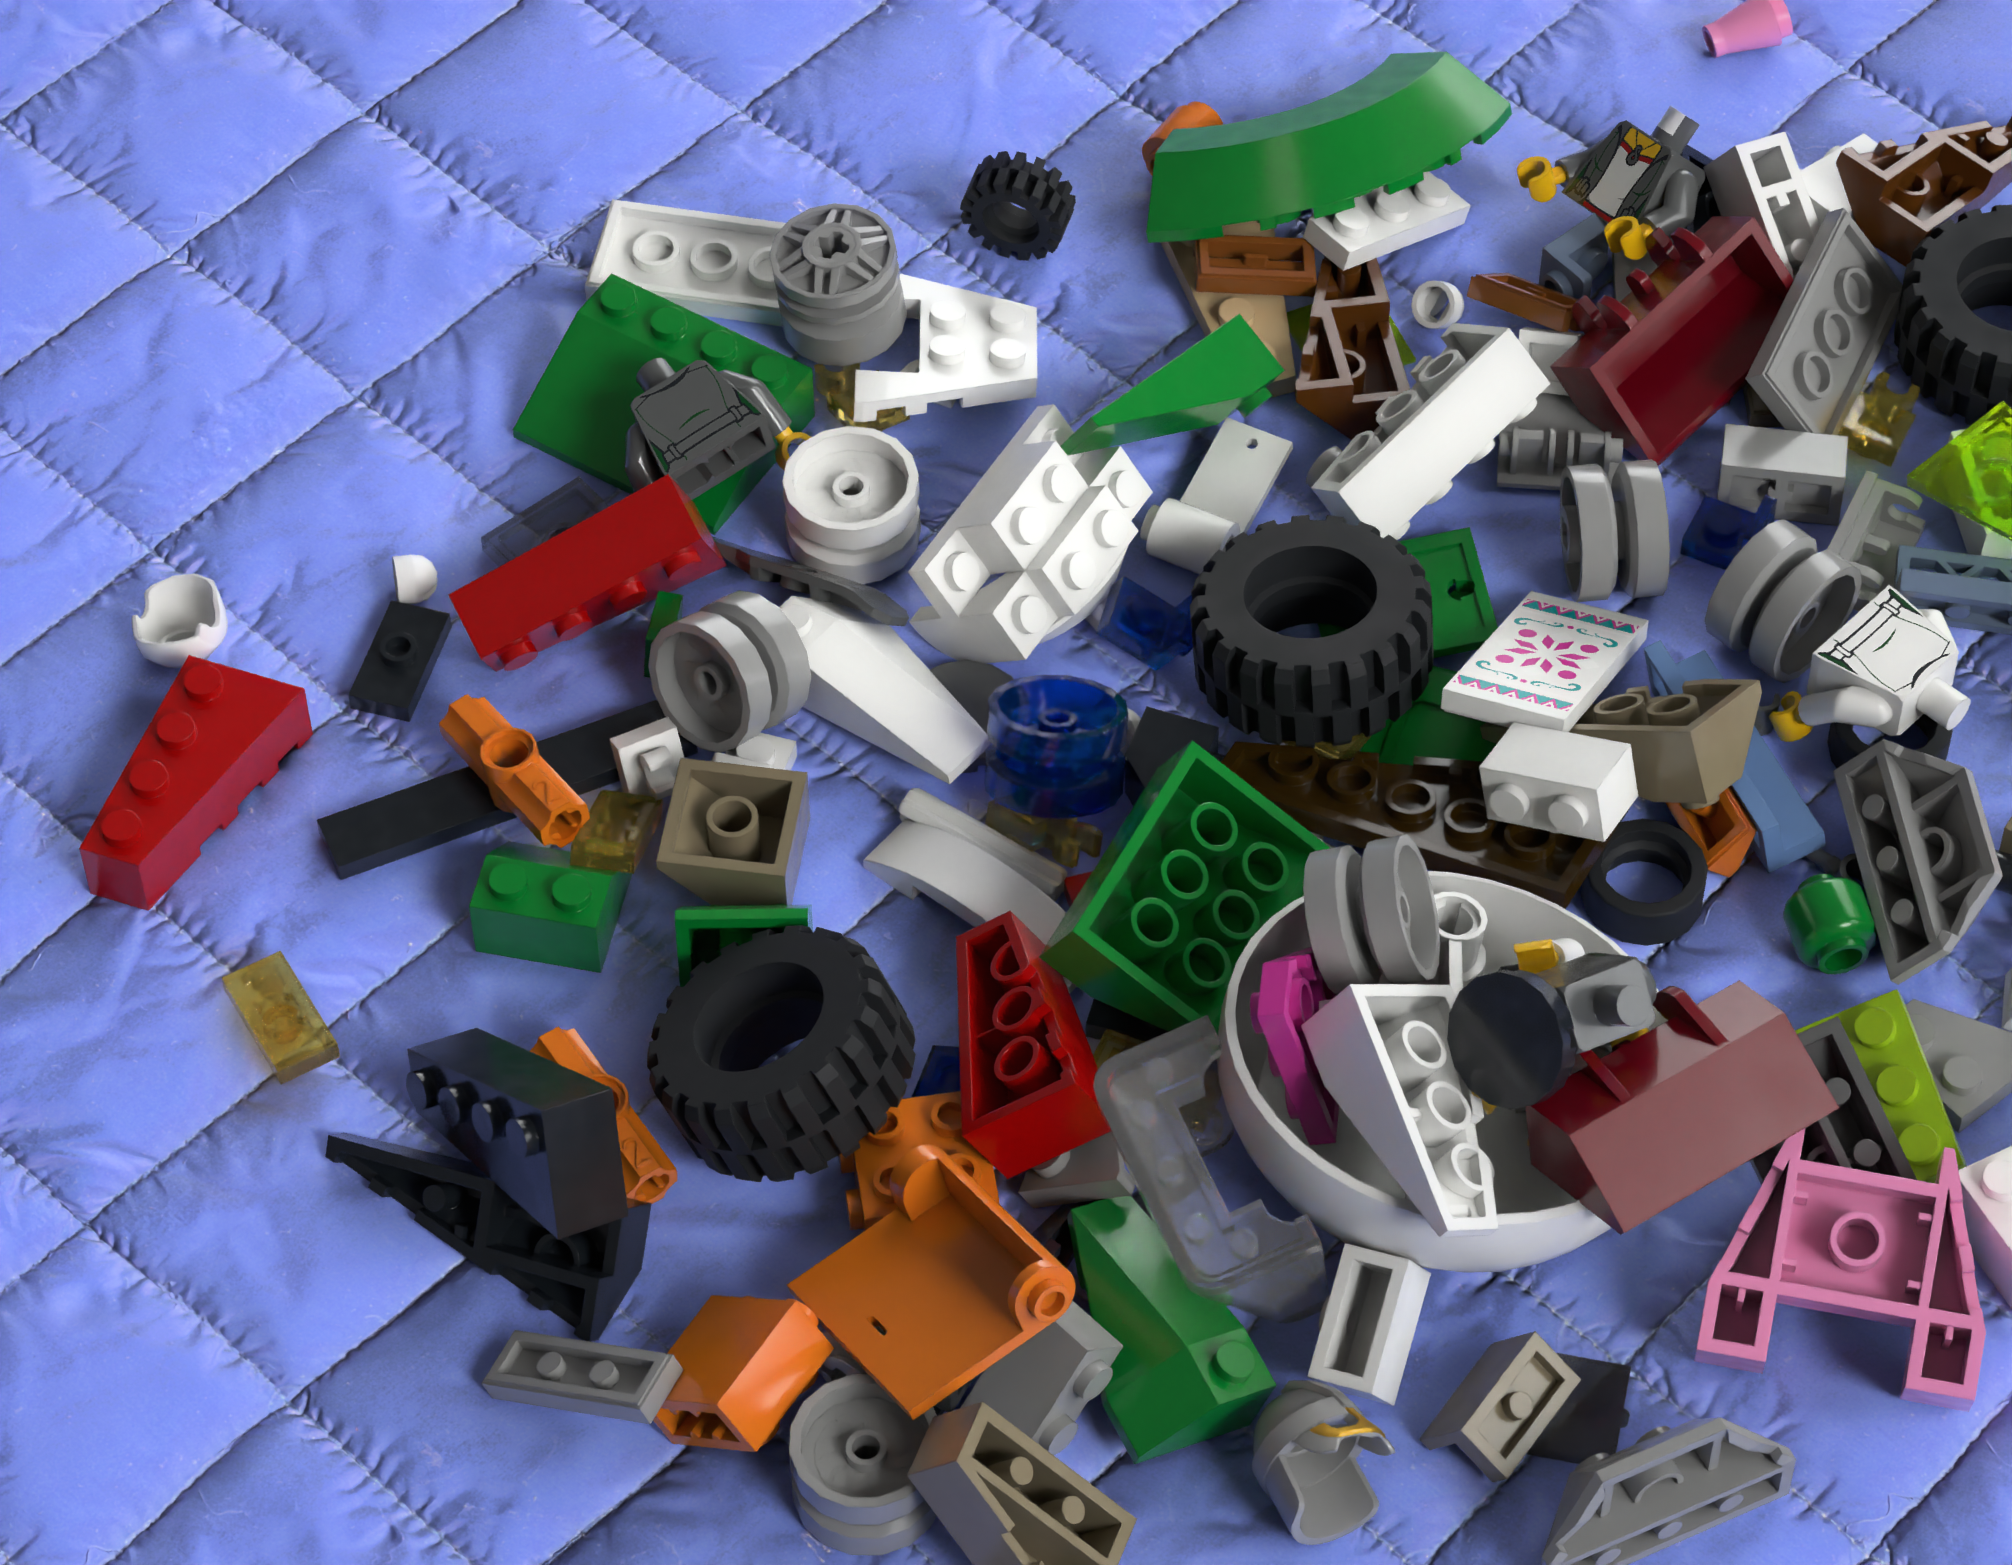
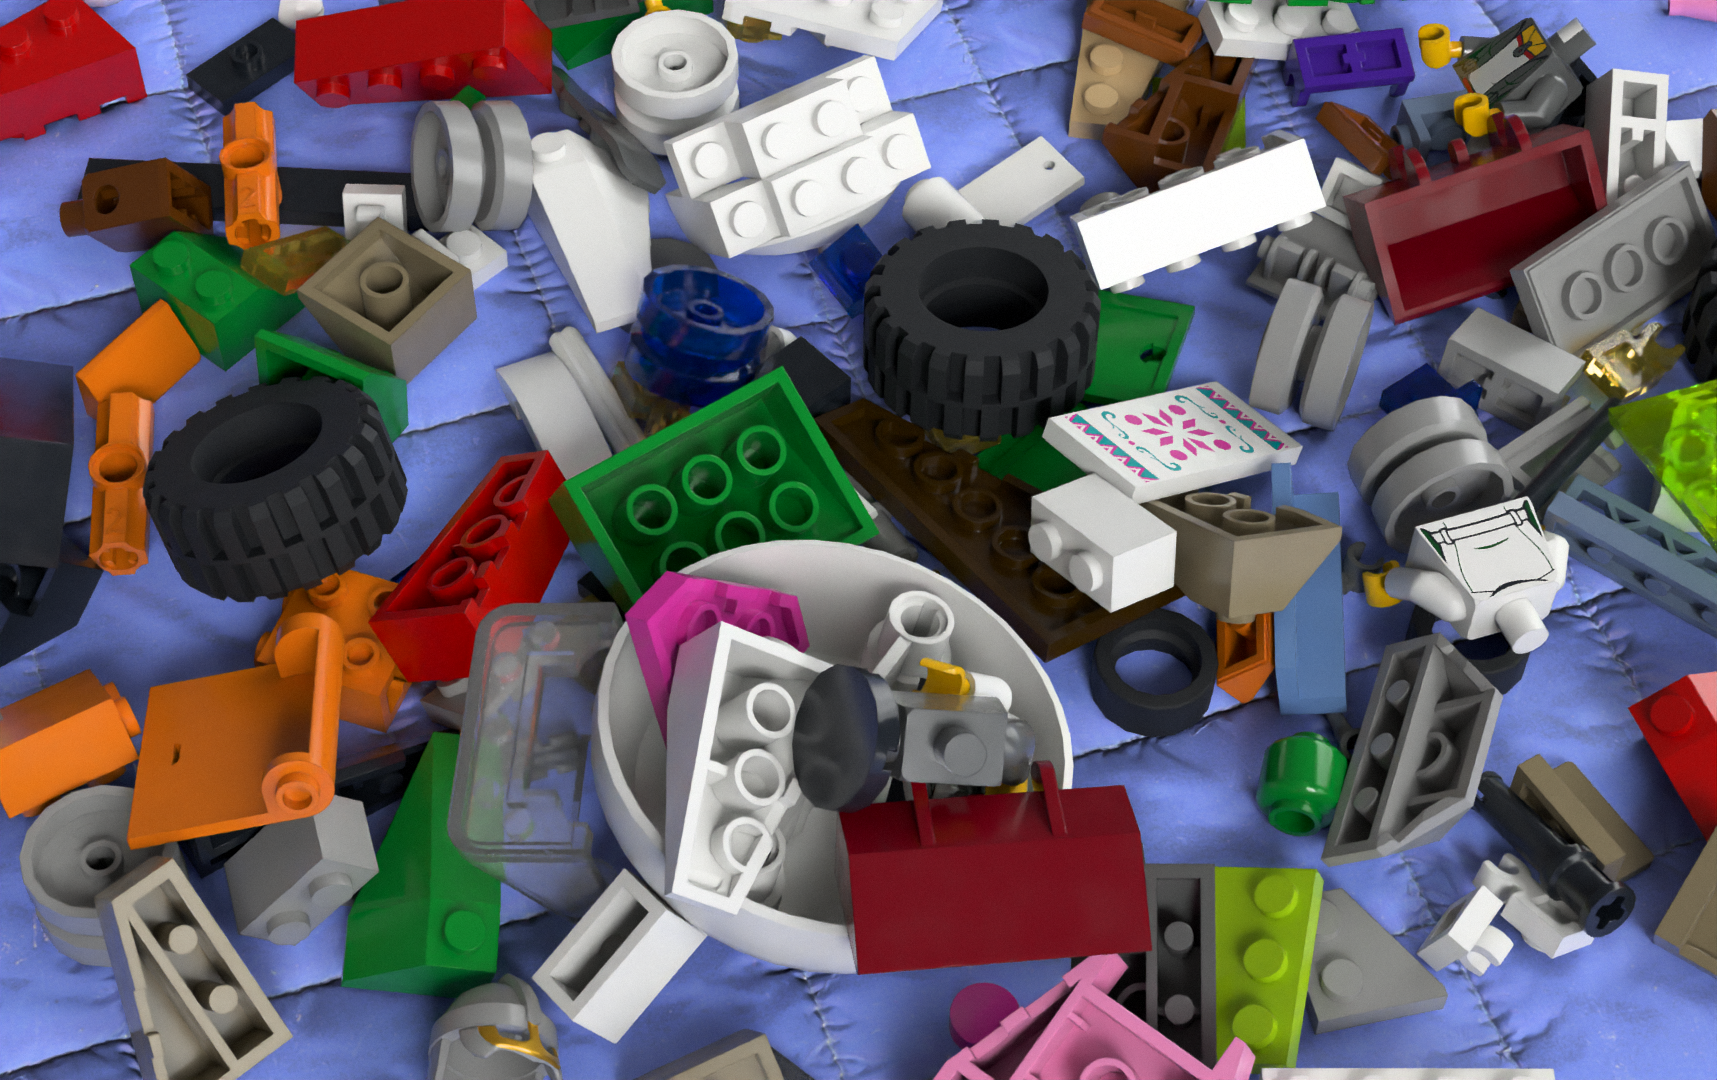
camera: 25 degrees right, 0 degrees up
(452, 843) = (139, 205): none -> reddish brown torso
(529, 991) = (141, 360): none -> orange slope
(1191, 392) = (1007, 93): green wedge -> none
(1371, 914) = (822, 577): light grey wheel -> none
(1429, 301) = (1288, 114): white hinge -> none
(1467, 229) = (1348, 63): none -> dark purple hinge
(1688, 1243) = (978, 1012): none -> dark pink tile
(1890, 531) = (1570, 456): none -> black bar

